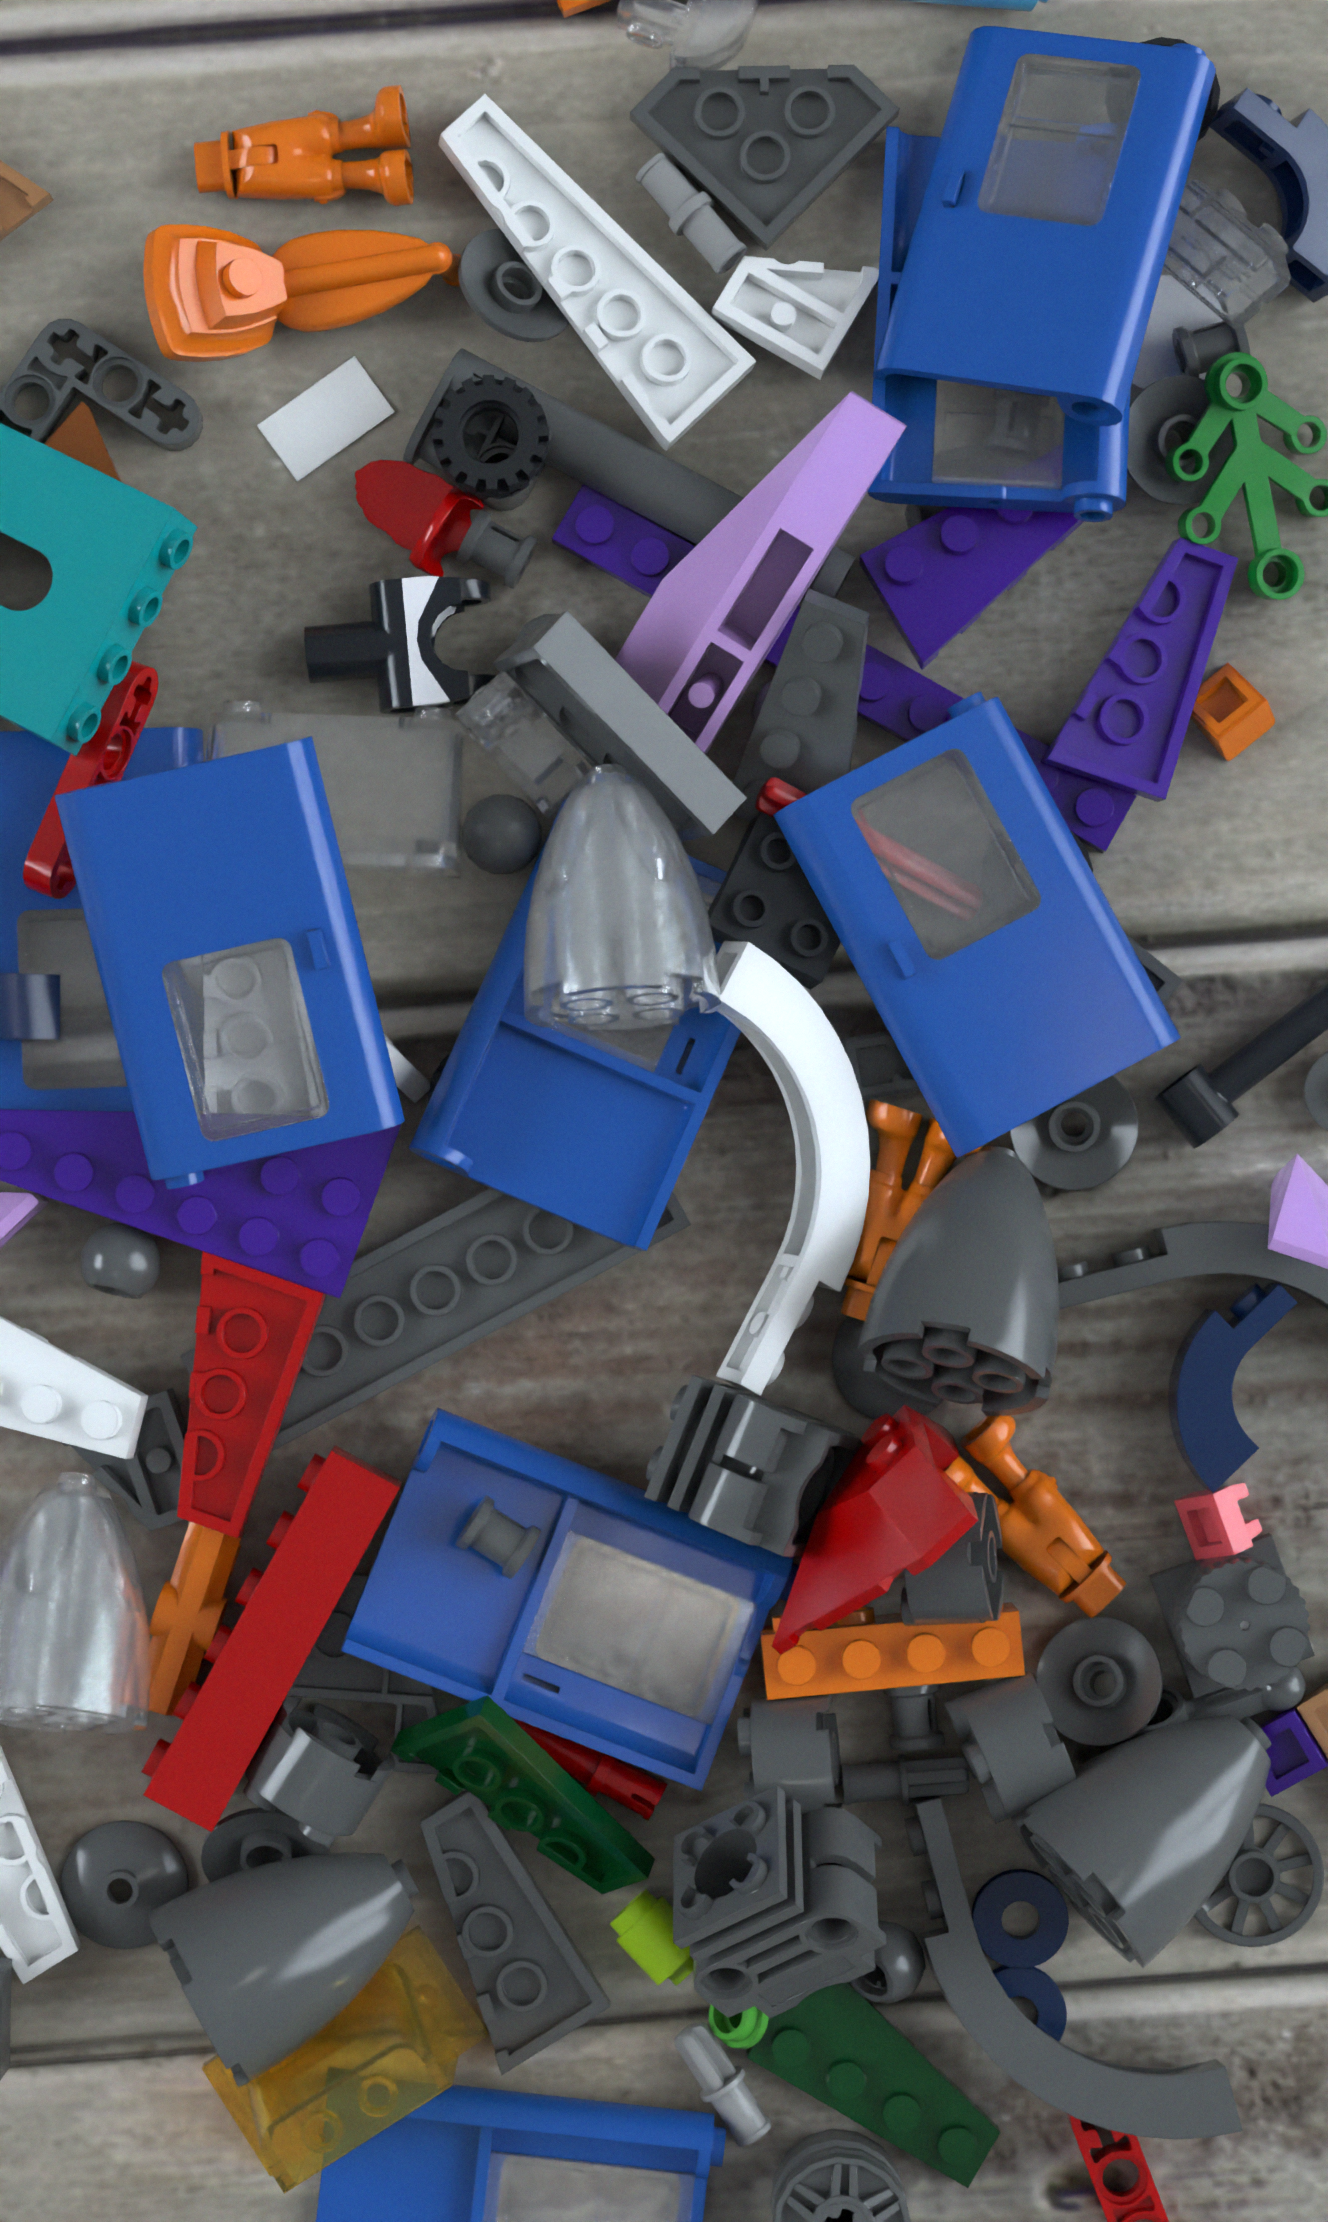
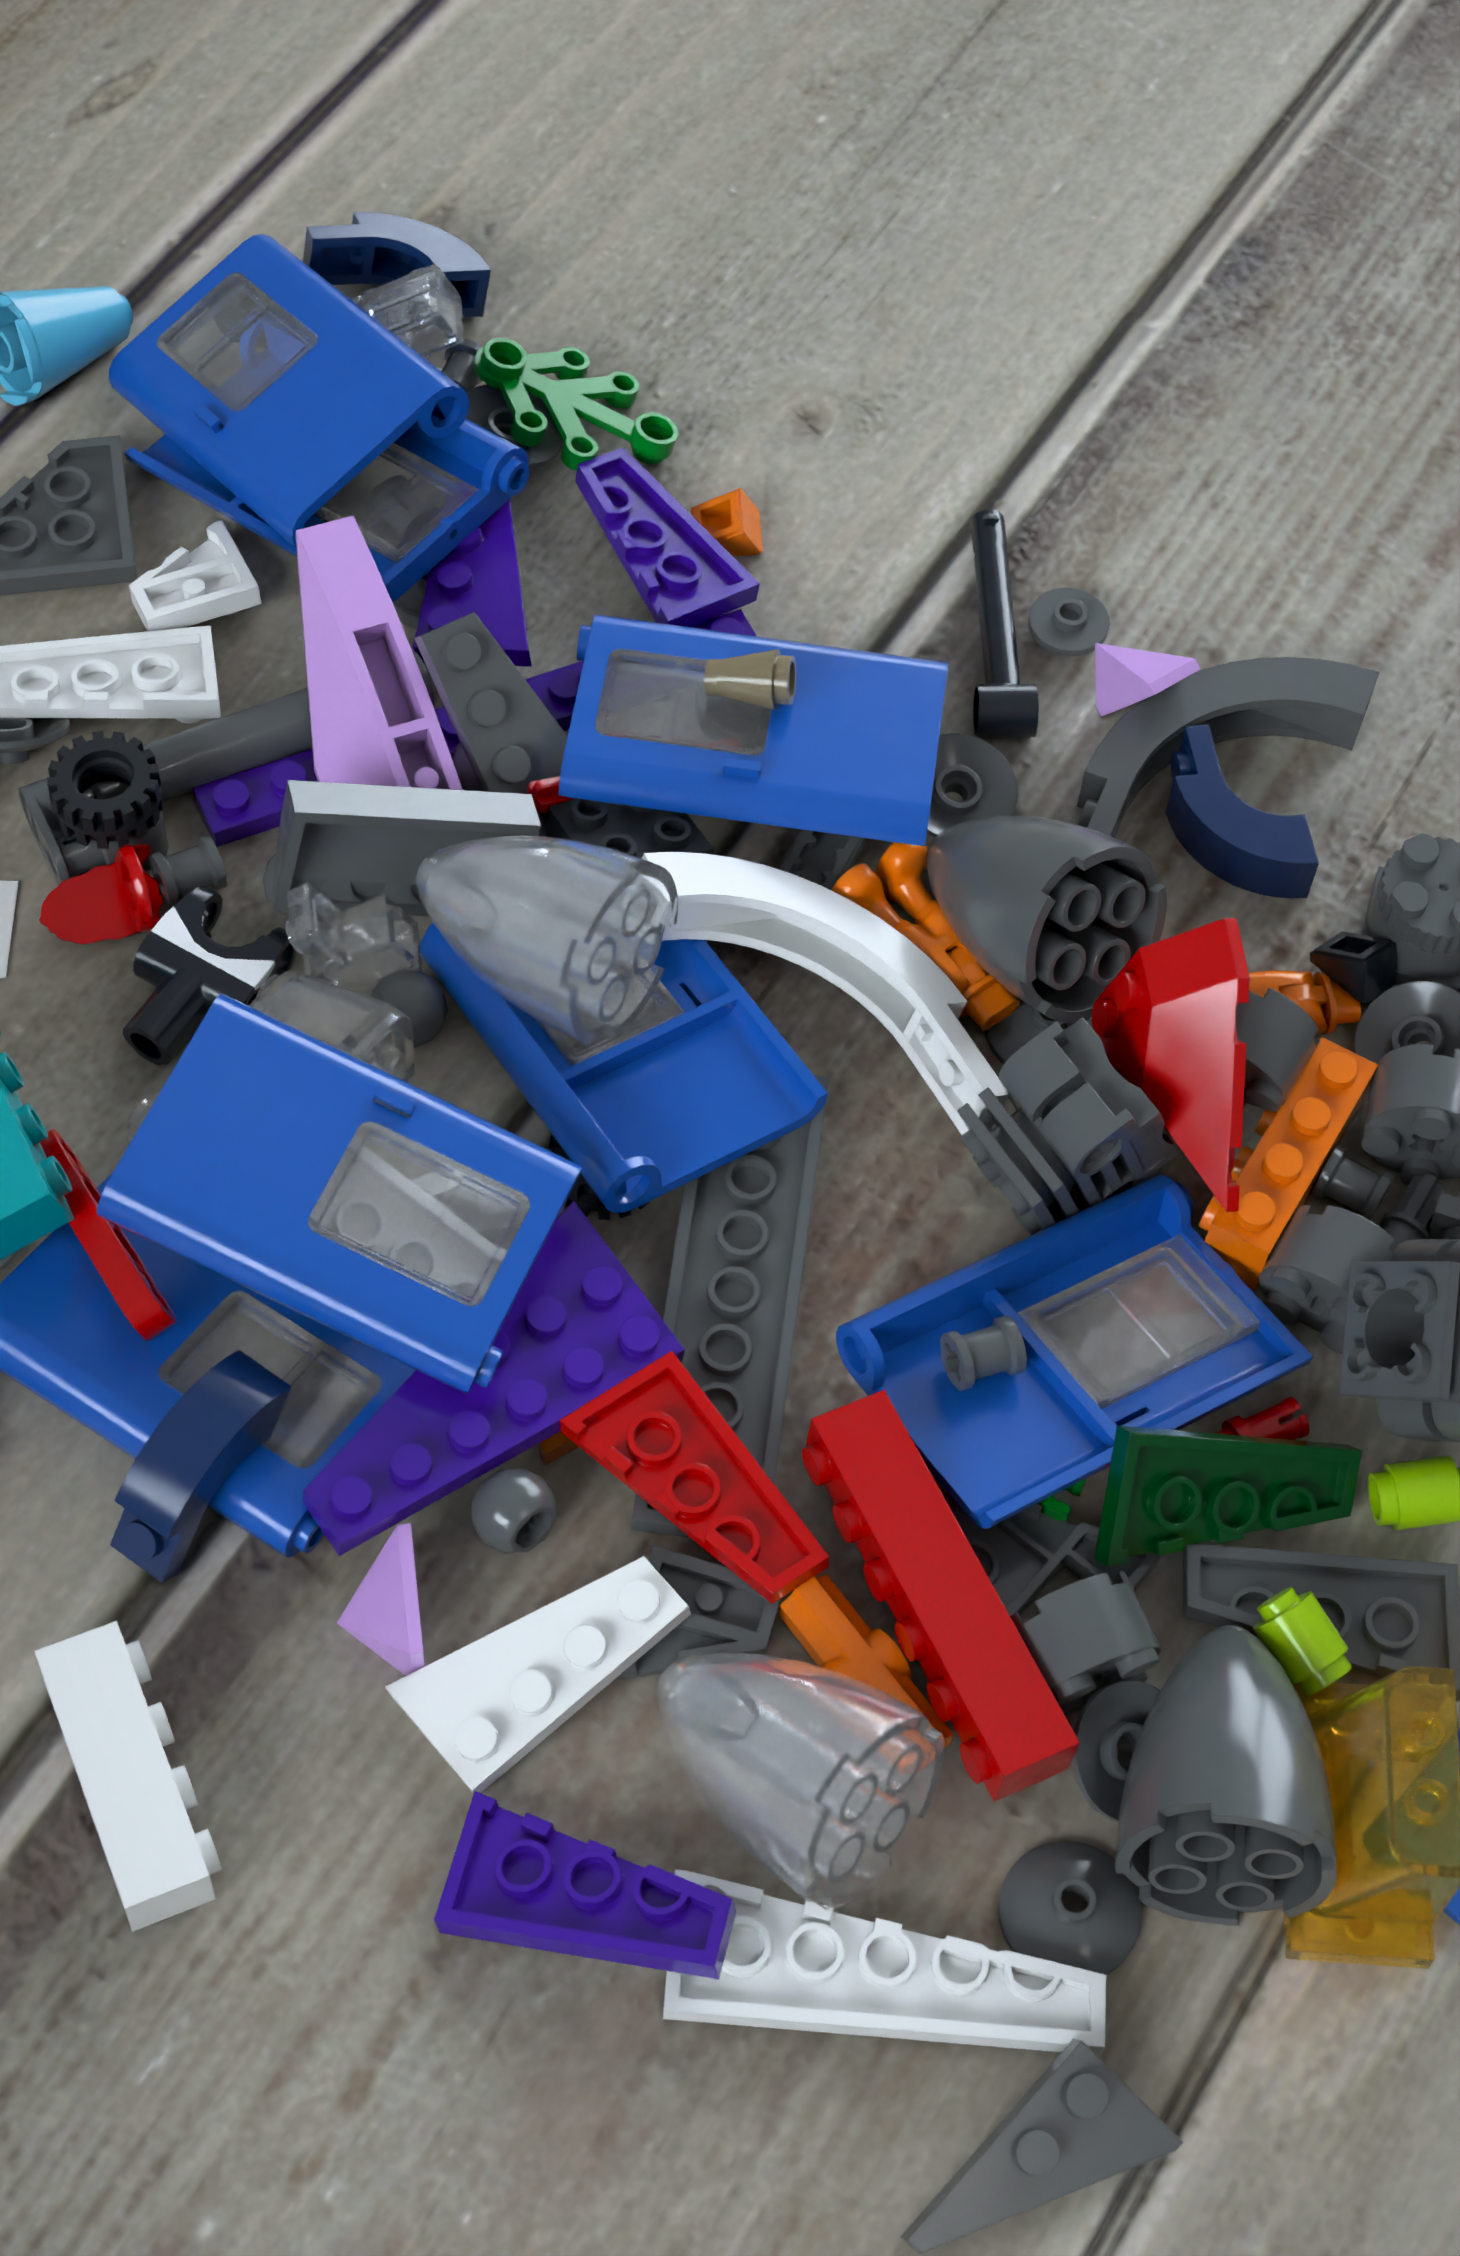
camera: 60 degrees left, 30 degrees down
(439, 1935) = (1302, 1640): none -> lime brick
(691, 213) = (65, 601): light grey pin -> none
(1000, 901) = (753, 678): none -> dark tan cone
(1135, 1585) = (1358, 964): none -> black slope
(1216, 1522) = (1342, 892): coral tile -> none

